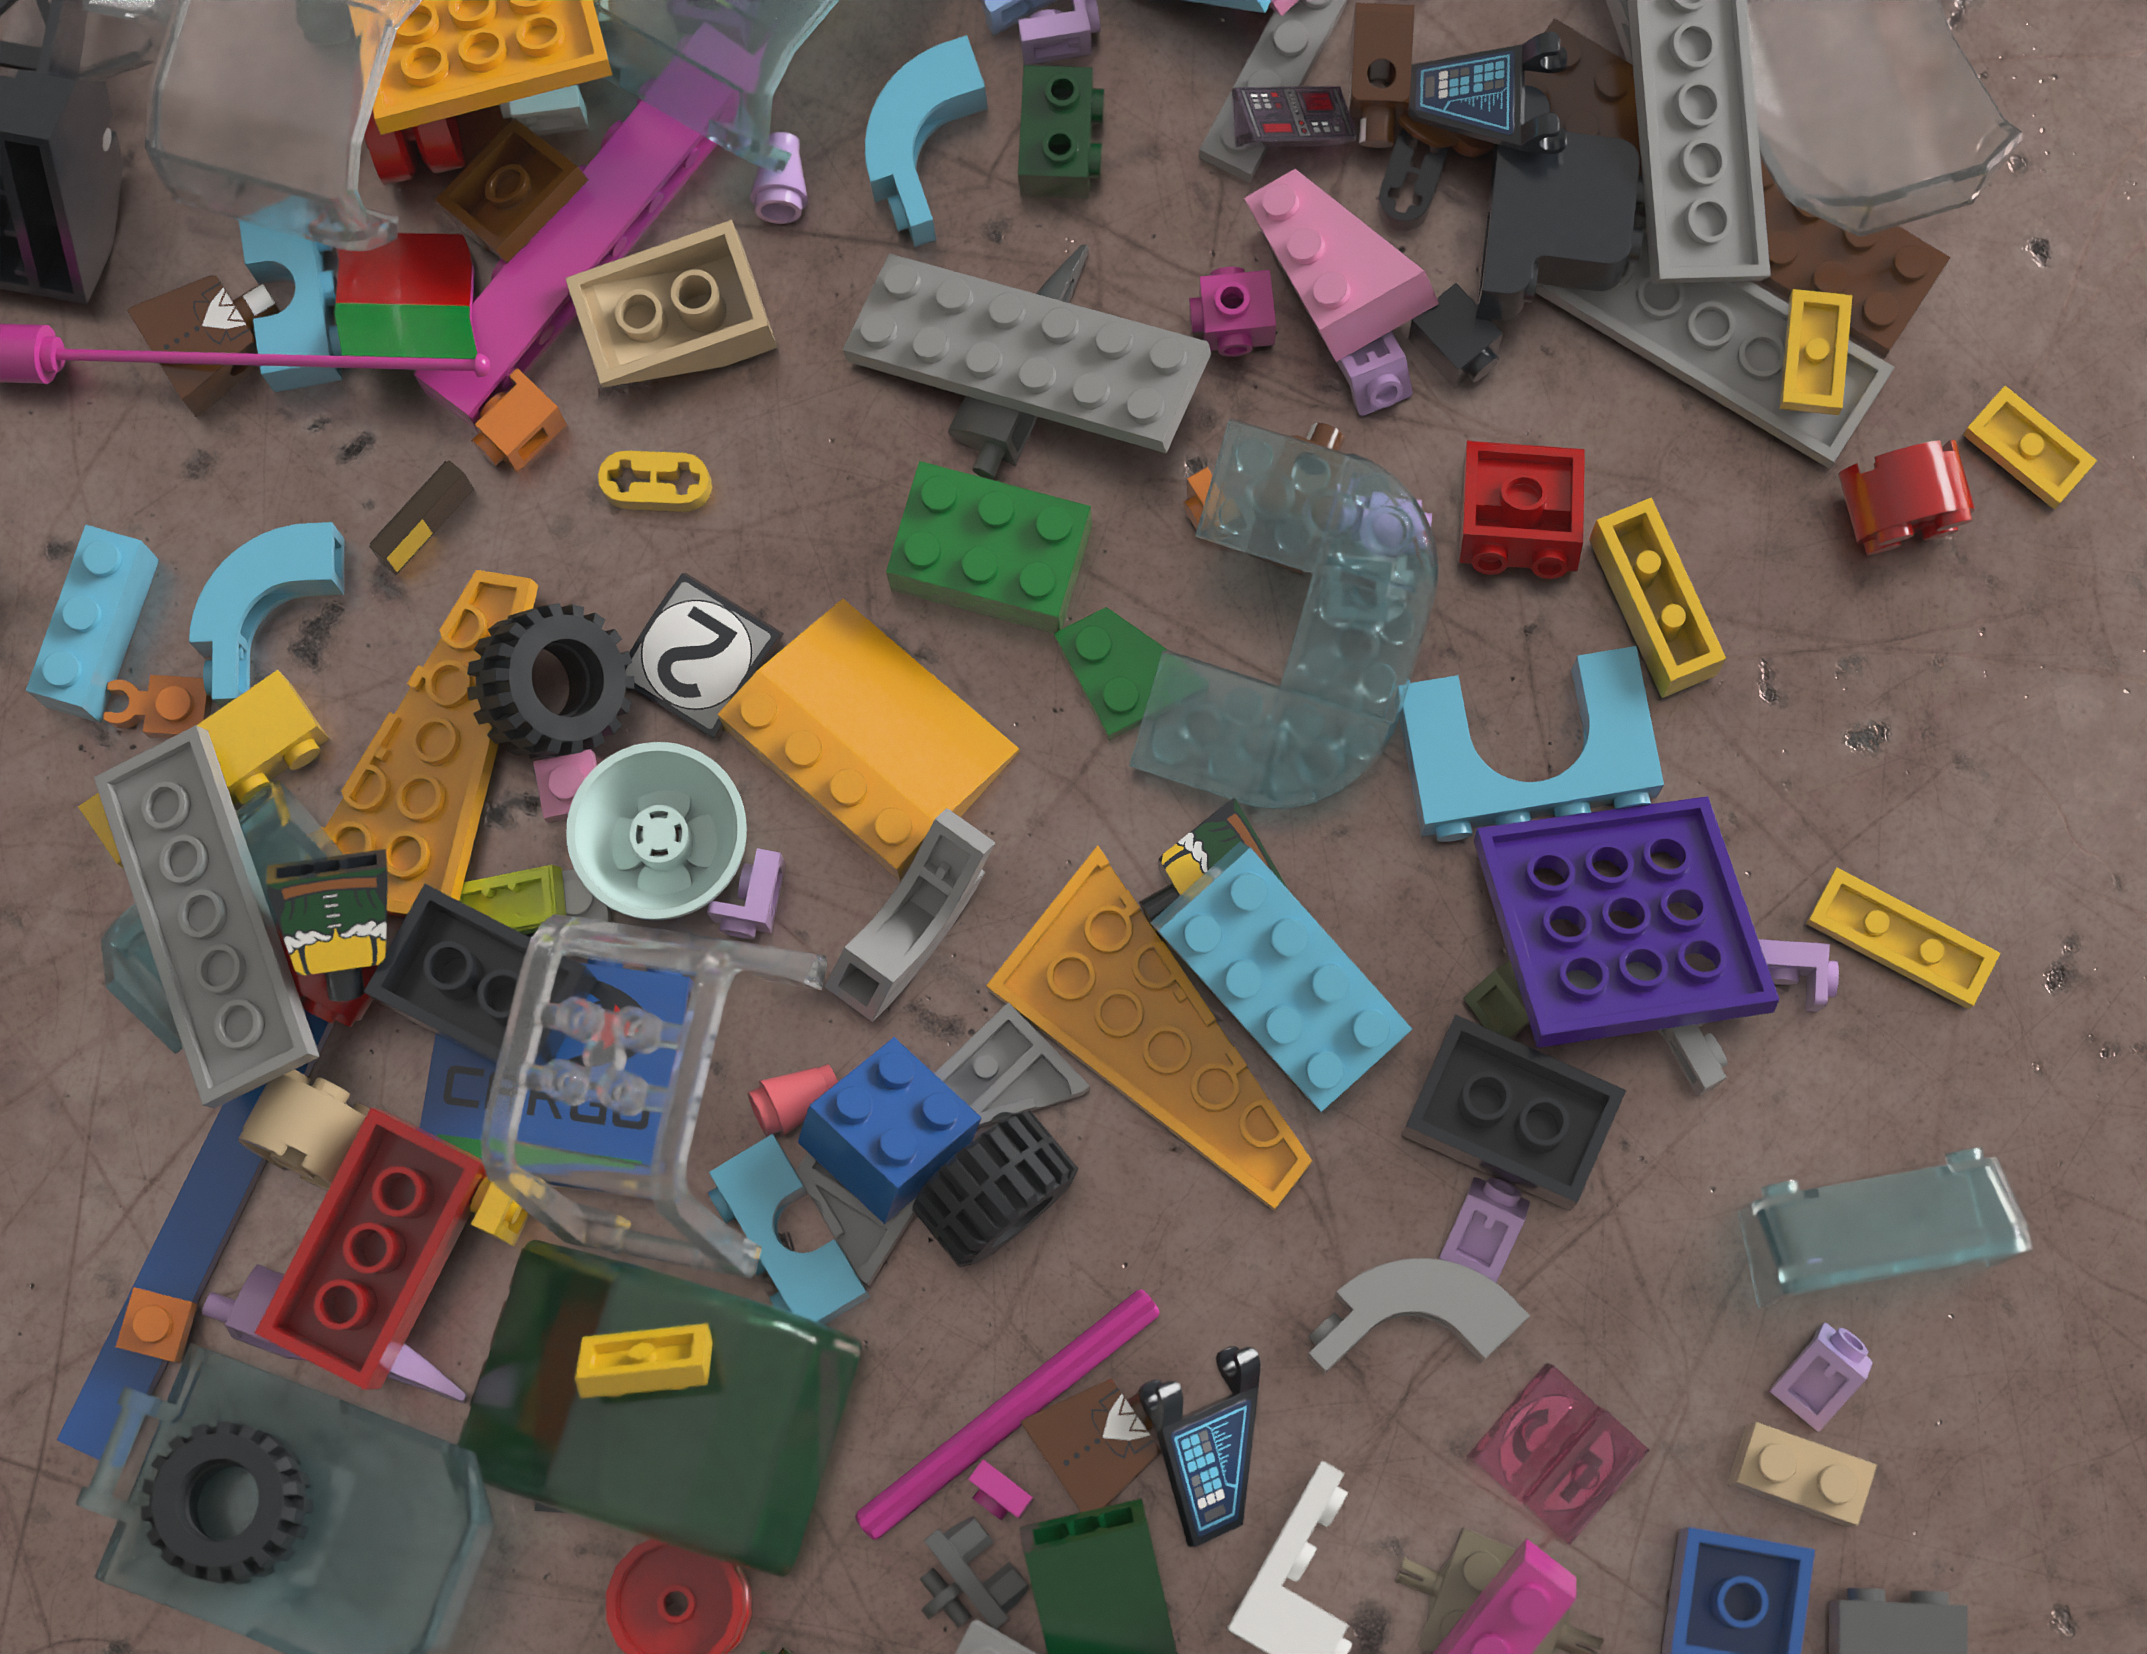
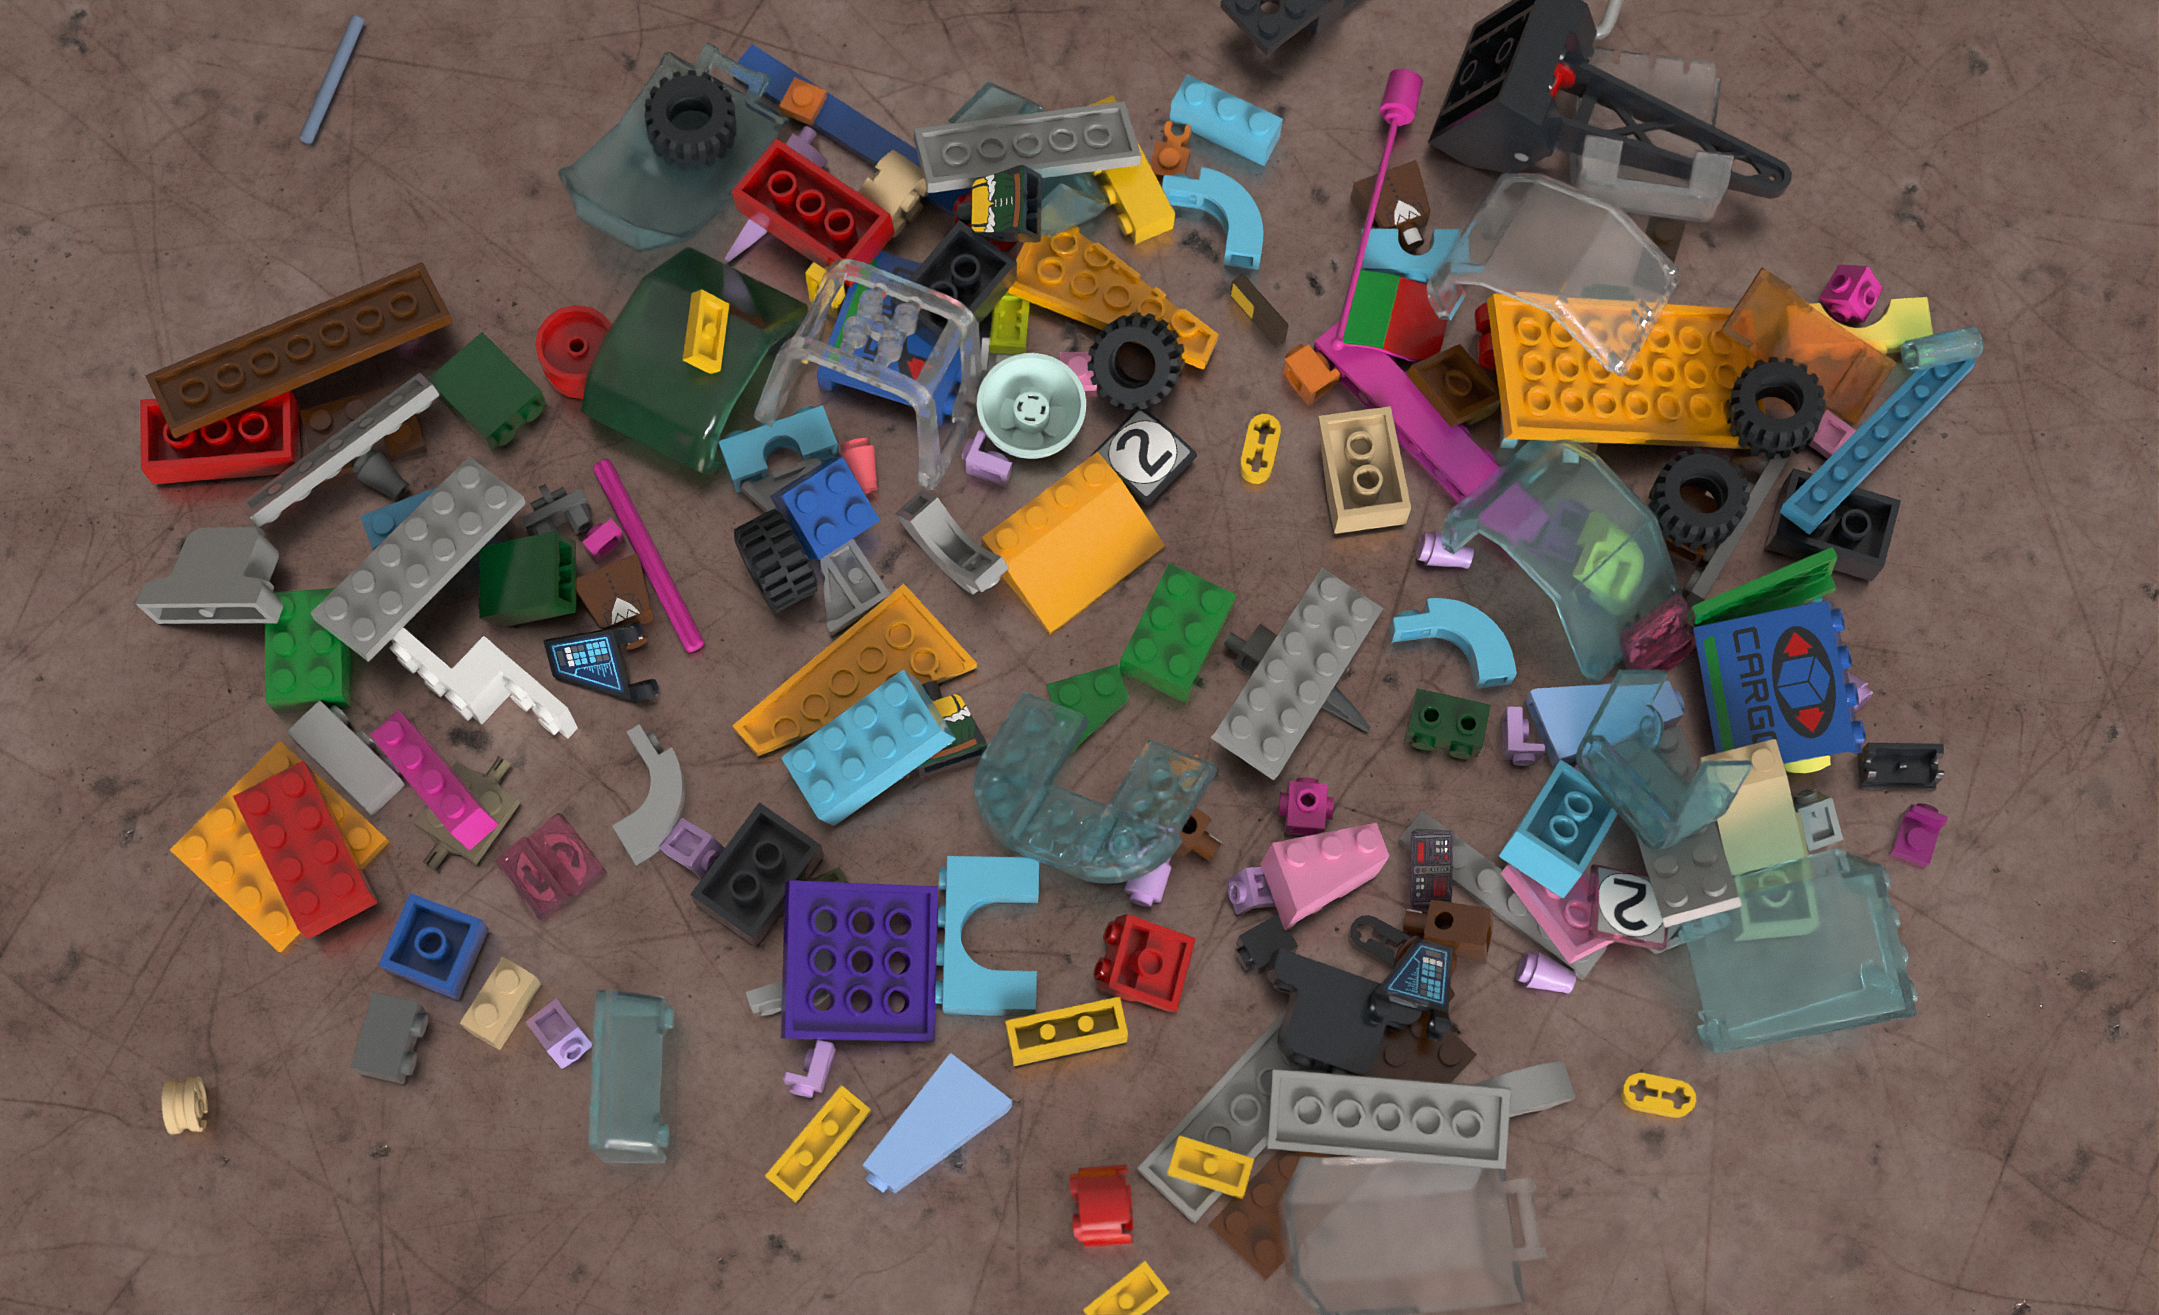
camera: 90 degrees right, 5 degrees down
(1838, 770) = (936, 1123): none -> light blue slope

